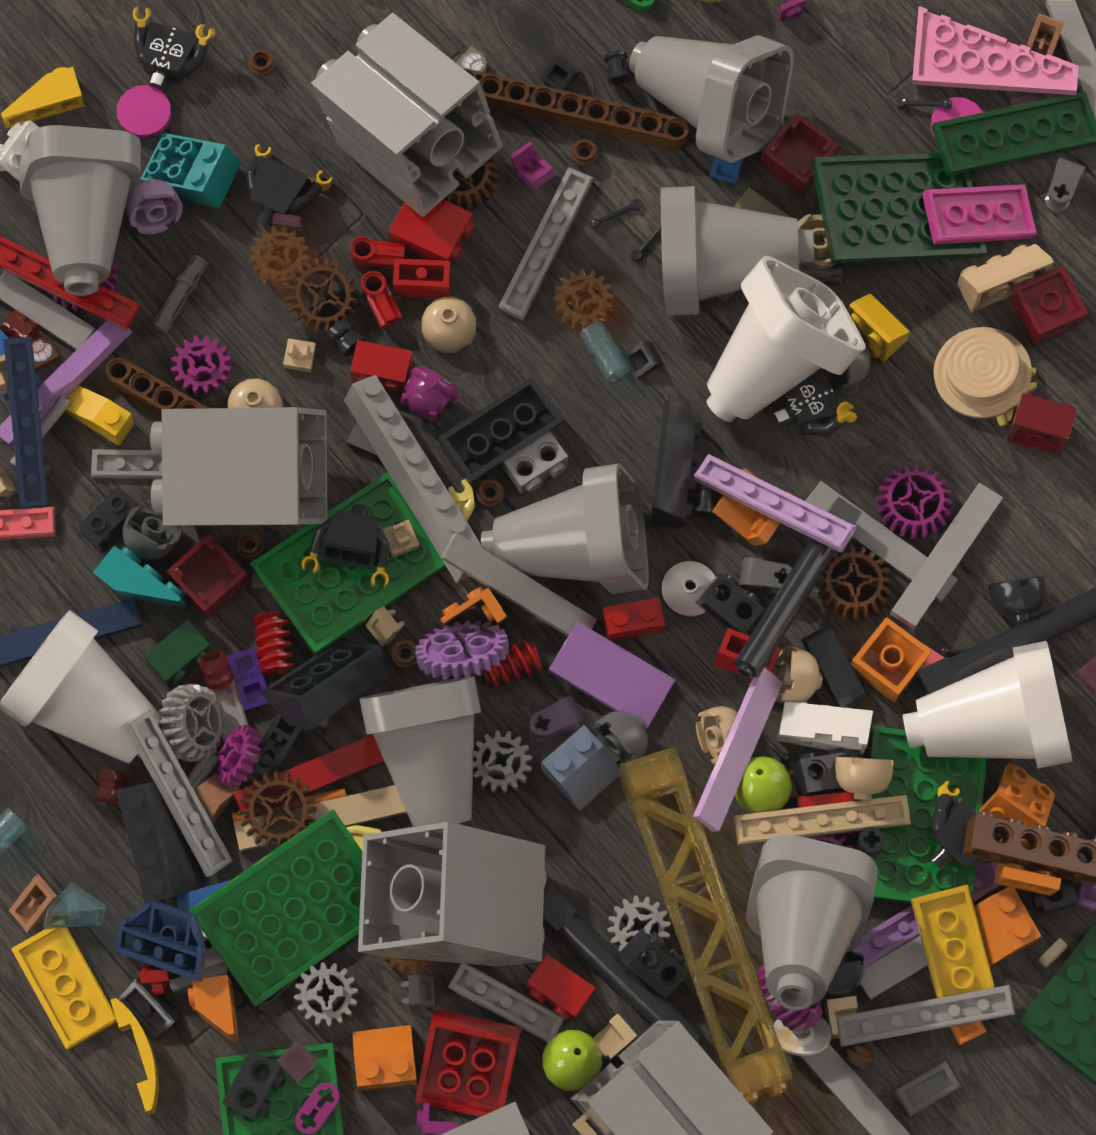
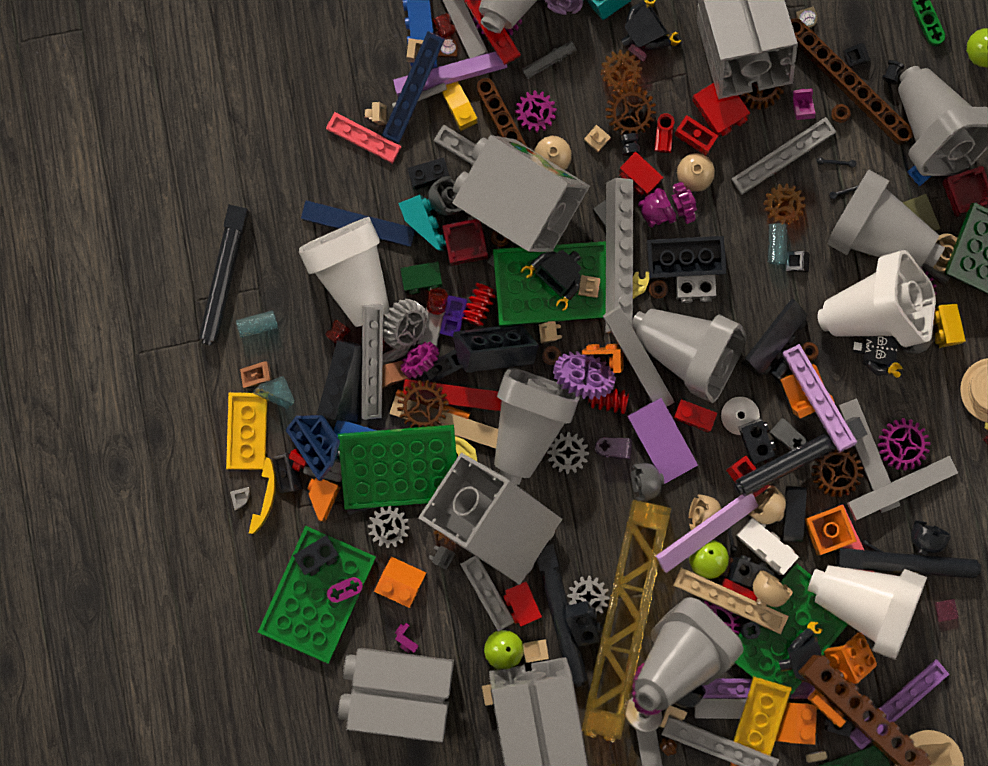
camera: 35 degrees right, 10 degrees up
(106, 1076) = (240, 497): none -> light grey tile
(297, 1061) = (349, 555): clear pink tile -> none
(380, 253) = (681, 105): red piece -> none
(457, 366) = (684, 202): none -> magenta gear
(467, 1063) = (444, 615): red slope -> none
(581, 768) = (611, 484): sand blue slope -> none
(730, 452) = (809, 345): none -> reddish brown plate

